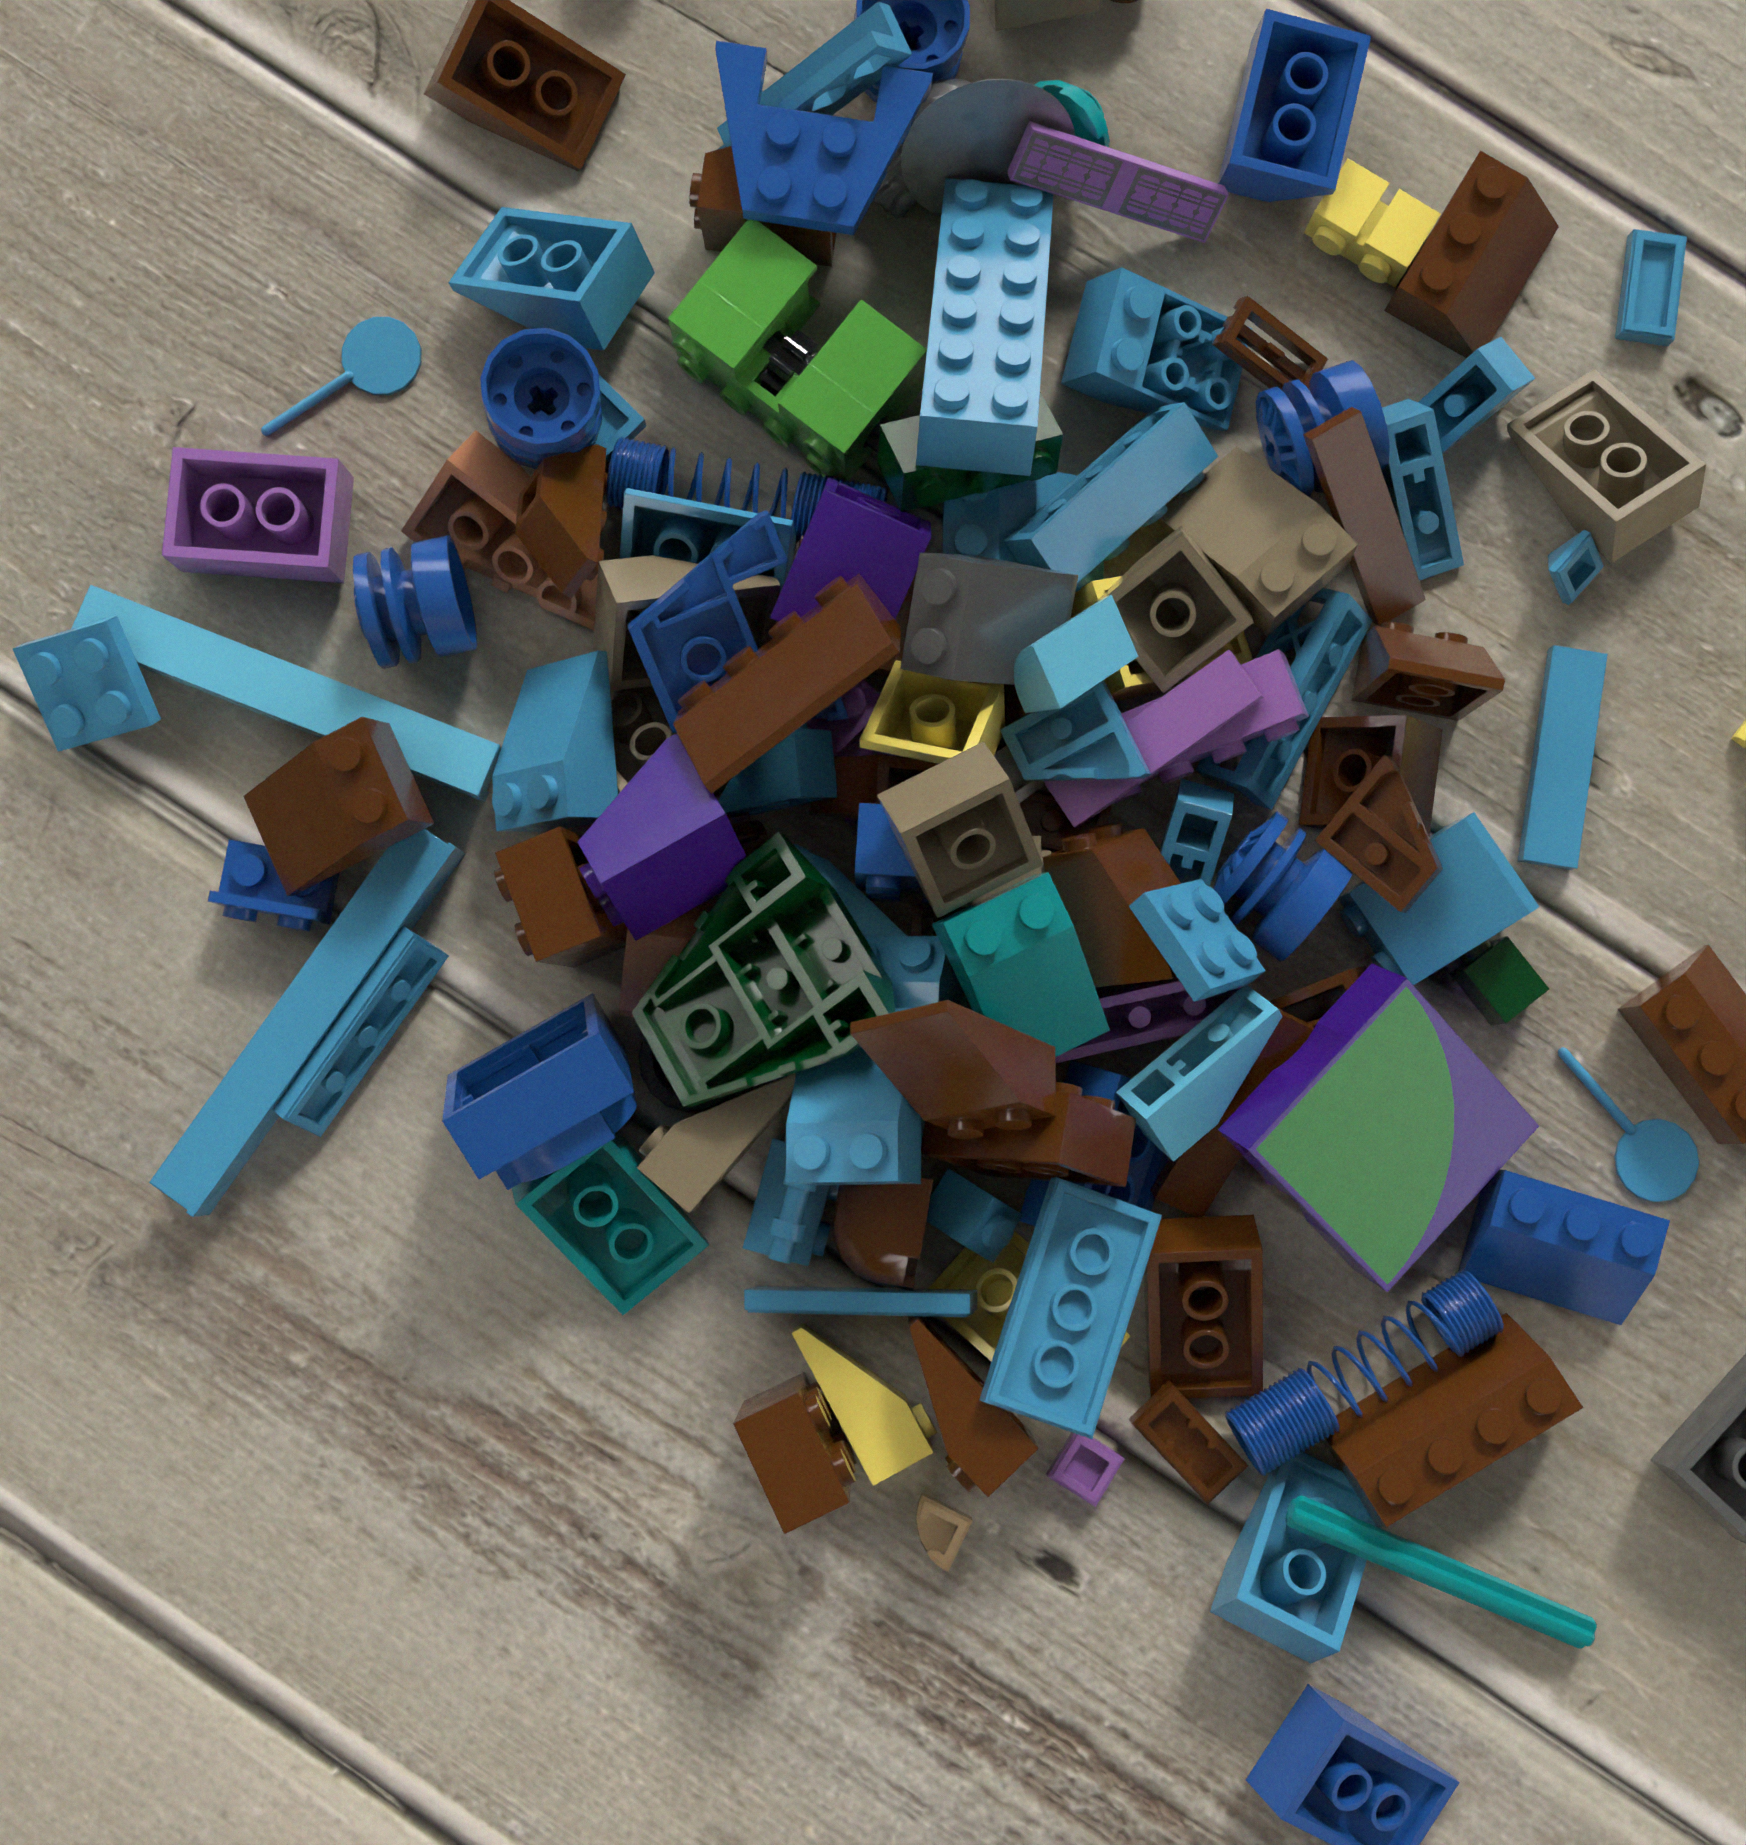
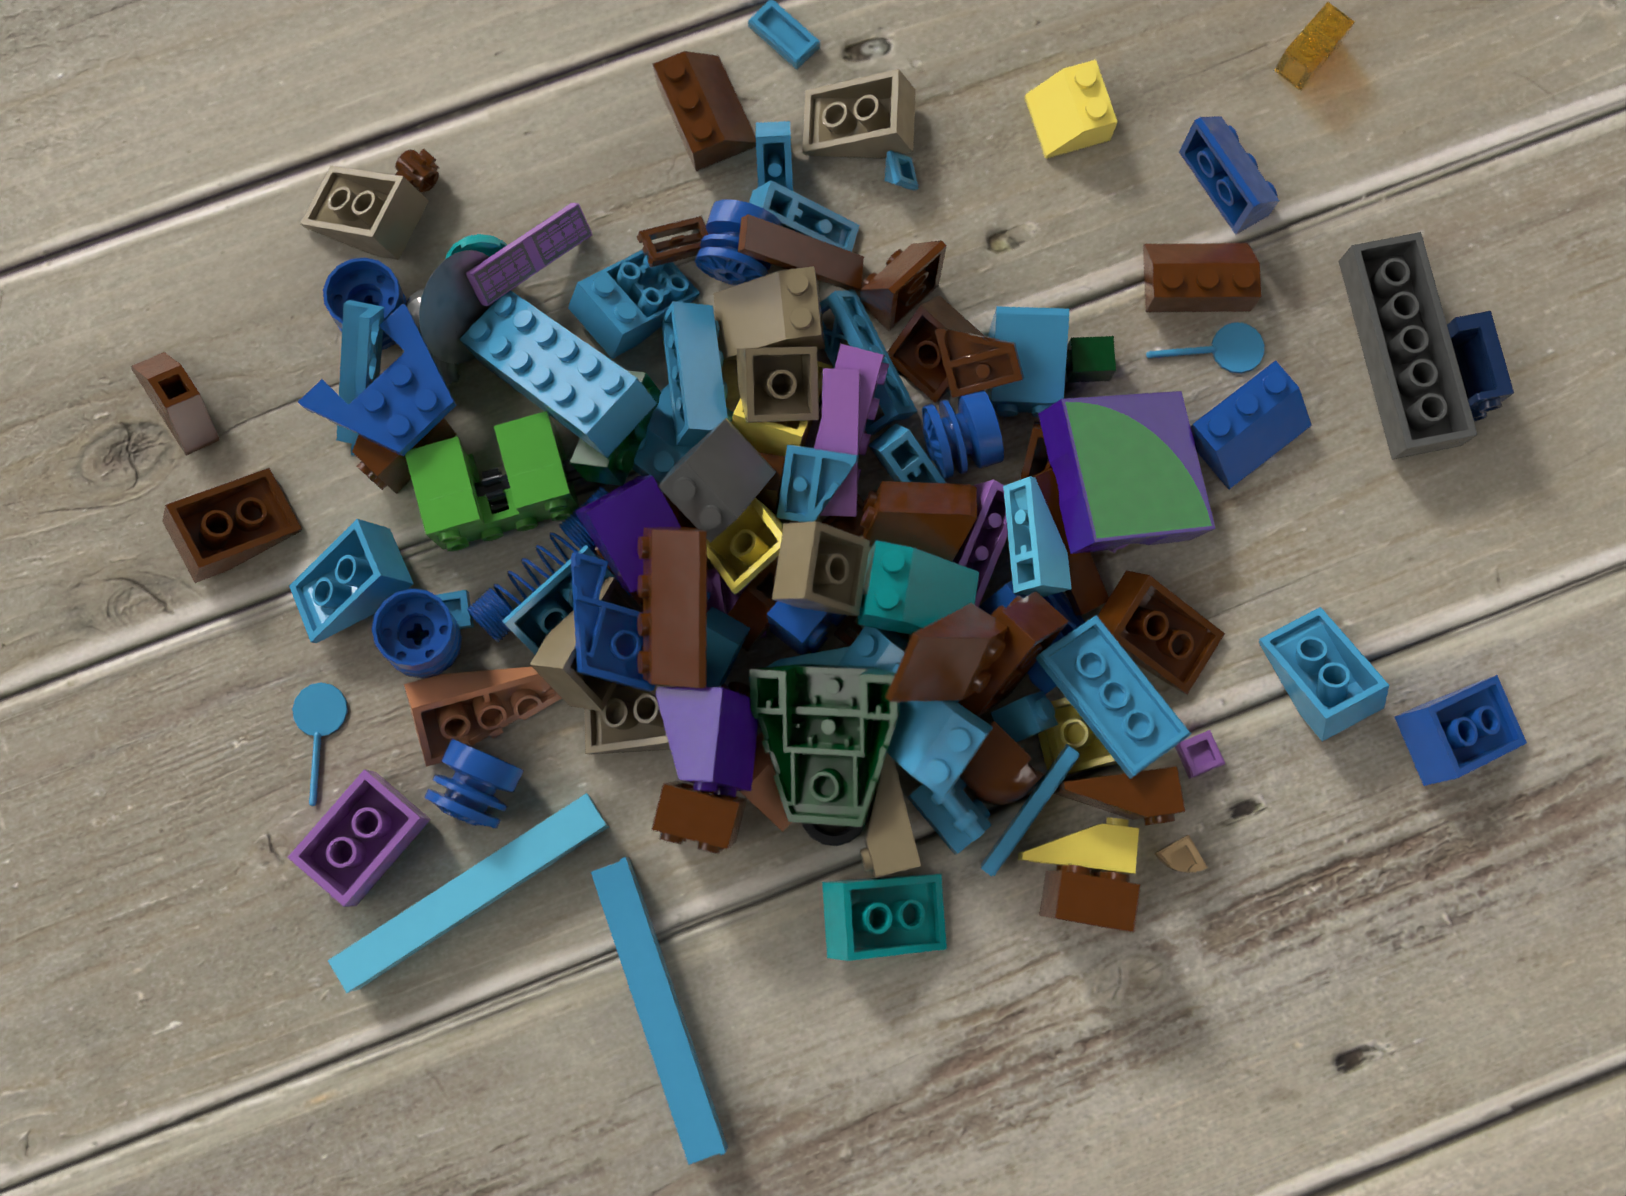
camera: 55 degrees left, 5 degrees down
(87, 683) = (381, 1002): dark azure plate -> none
(253, 886) = (570, 975): blue bracket -> none
(337, 804) = (554, 907): reddish brown slope -> none
(361, 1032) = (688, 985): dark azure tile -> none
(542, 1096) = (799, 902): blue container -> none
(558, 749) = (613, 761): dark azure slope -> none
(564, 516) = (490, 668): reddish brown slope -> none
(1073, 658) = (769, 450): medium azure brick -> none
(1188, 1442) = (1223, 689): reddish brown plate -> none
(1197, 938) = (964, 491): dark azure plate -> none
(1293, 109) = (558, 140): blue slope -> none
(1295, 1411) = (1248, 620): blue piece -> none
(1367, 230) = (650, 149): light yellow piece -> none
(1440, 1572) = (1379, 606): teal axle -> none
(1449, 1422) = (1303, 546): reddish brown slope -> none
(1562, 757) = (996, 247): dark azure tile -> none

